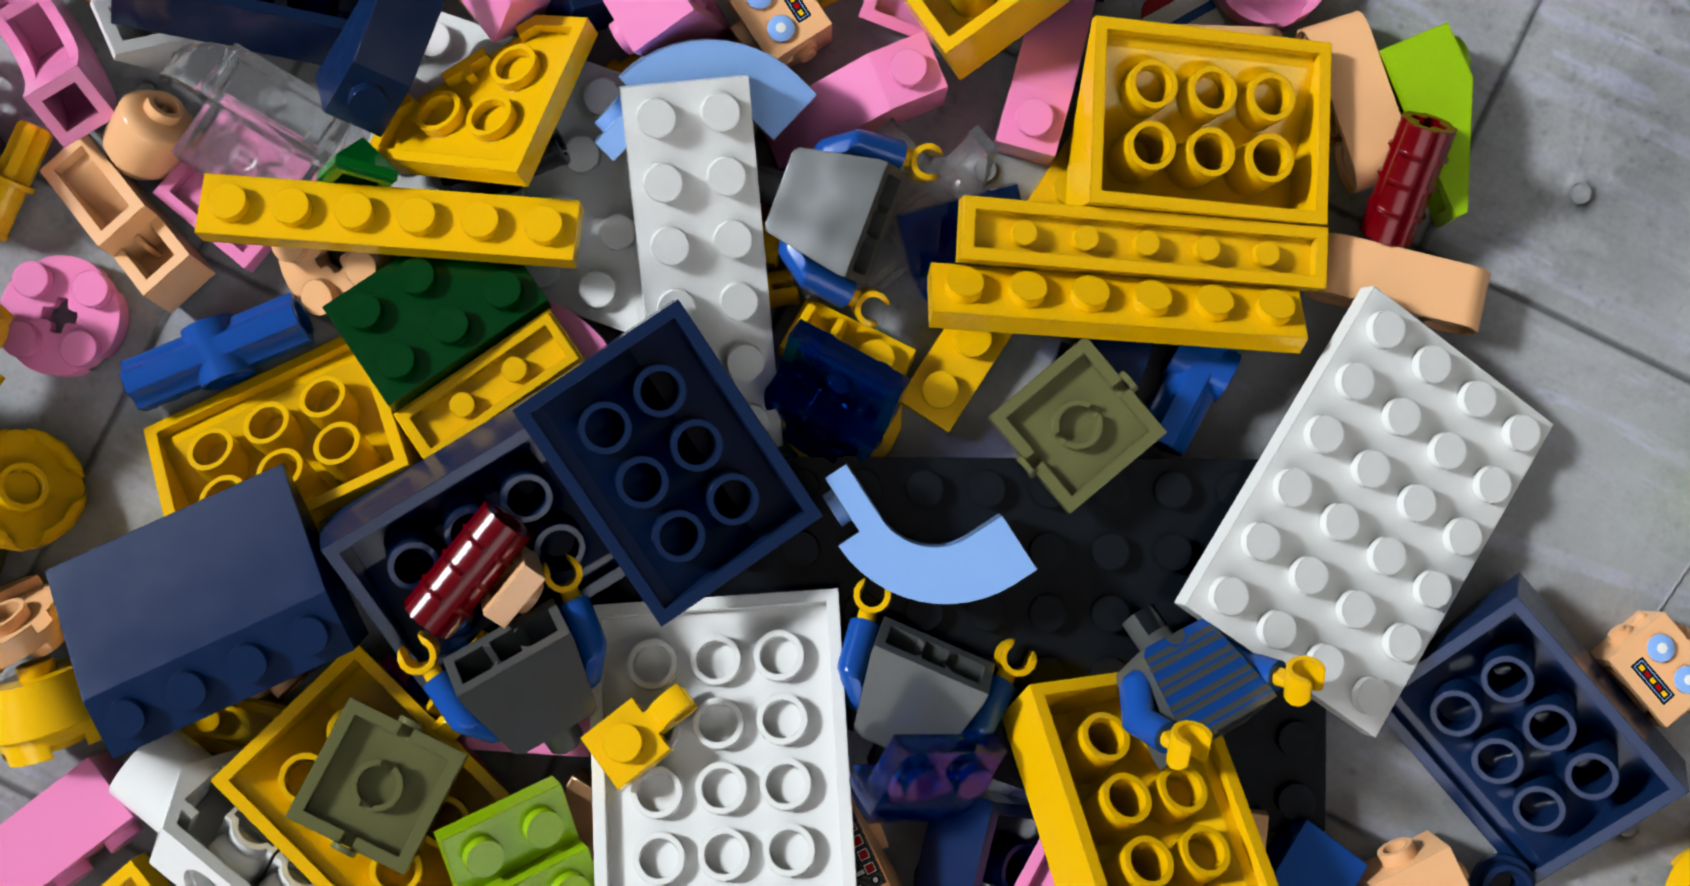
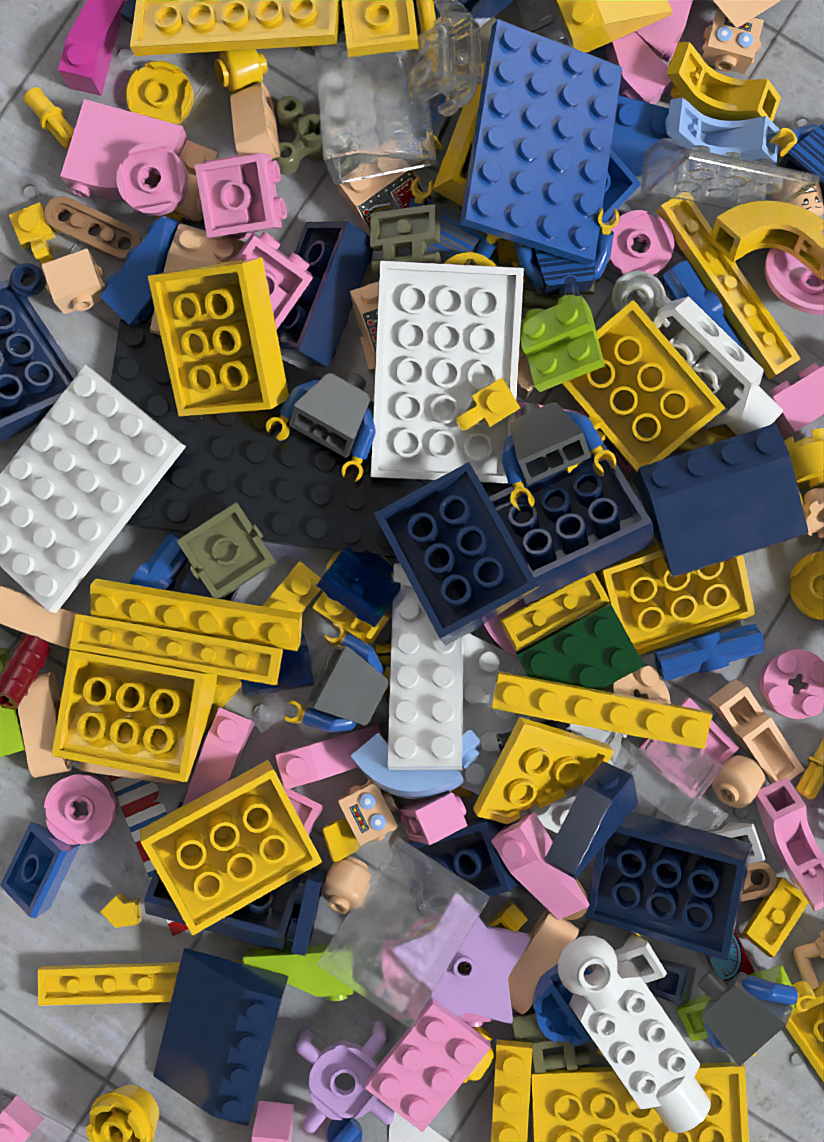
camera: 175 degrees left, 0 degrees up
(359, 165) = (616, 743): green slope -> none
(377, 786) = (633, 394): olive plate -> none
(467, 570) = (572, 503): dark red axle -> none
(515, 589) = (549, 494): light nougat plate -> none
(926, 777) = (333, 366): clear blue slope -> none
(934, 573) = (318, 479): light blue arch -> none
(1199, 686) = (178, 398): torso -> none

